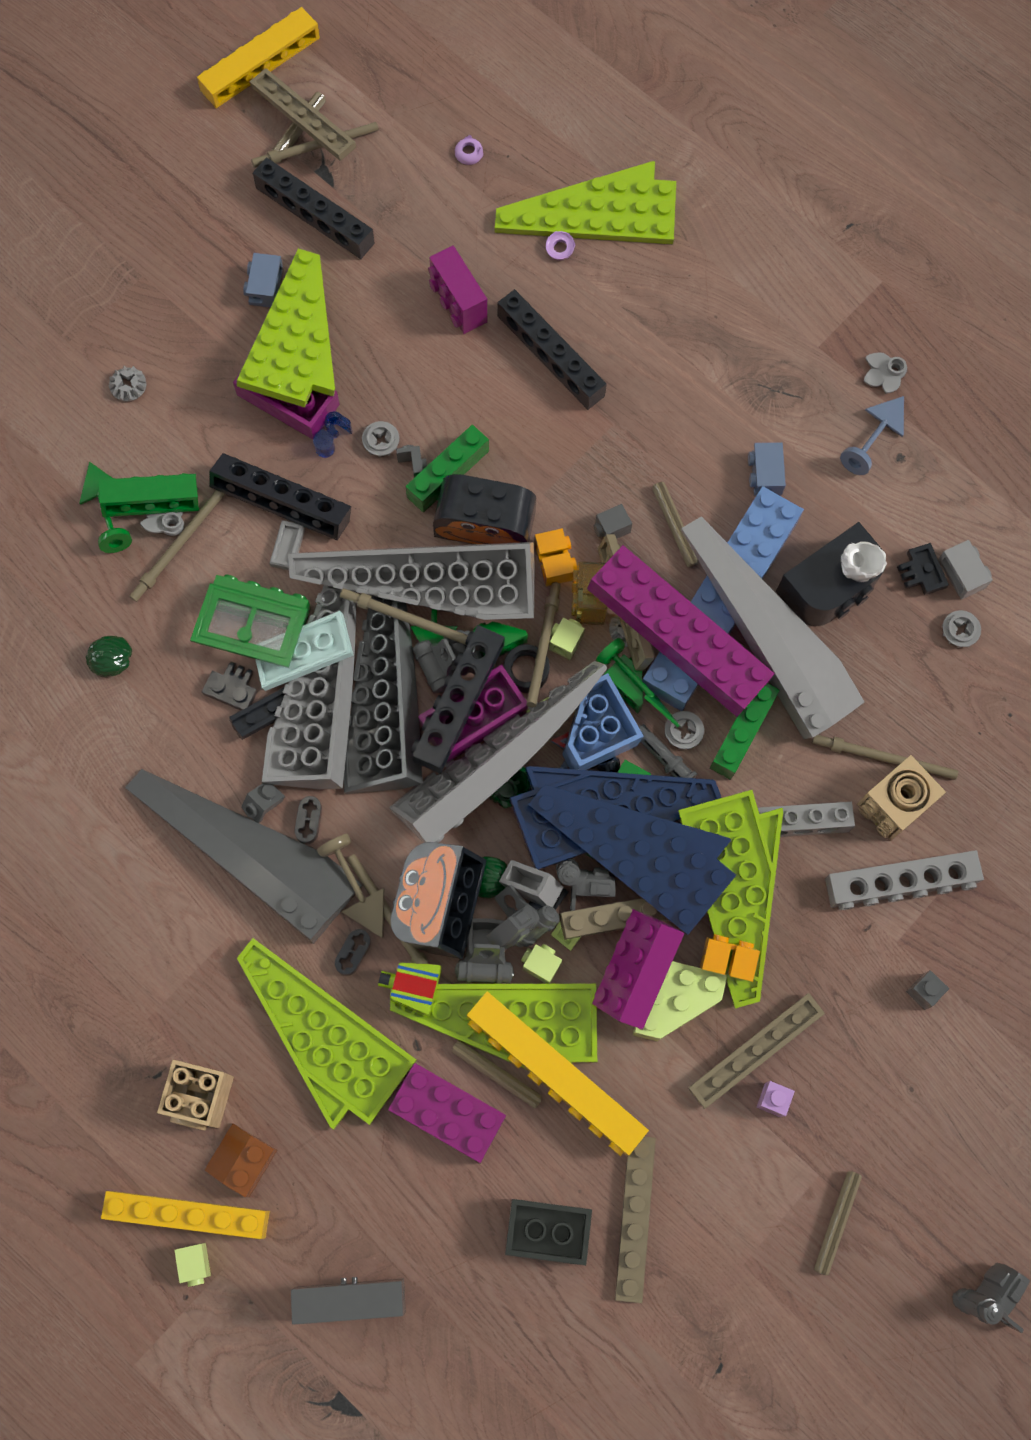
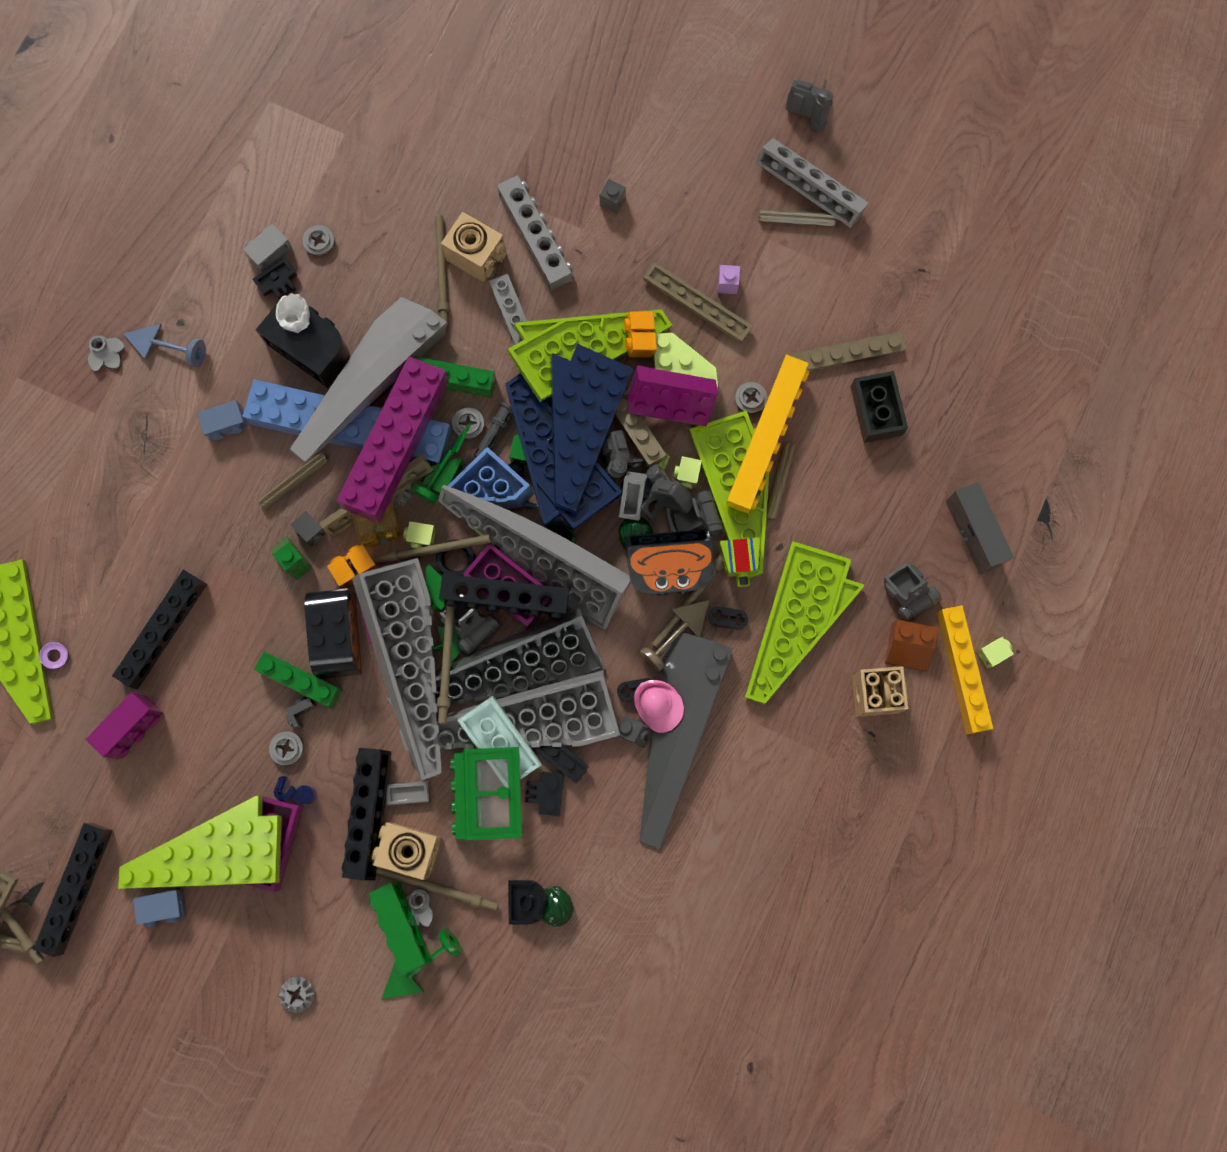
camera: 105 degrees left, 5 degrees up
(124, 628) = (526, 902): none -> black tile
(224, 523) = (393, 850): none -> tan brick
(278, 835) = (659, 705): none -> bright pink hat
(303, 1184) = (911, 591): none -> dark grey piece
(447, 1113) = (822, 505): magenta brick -> none
(585, 493) = (291, 558): none -> green slope
(615, 1063) = (748, 389): none -> light grey gear
(879, 1257) = (811, 182): none -> light grey brick

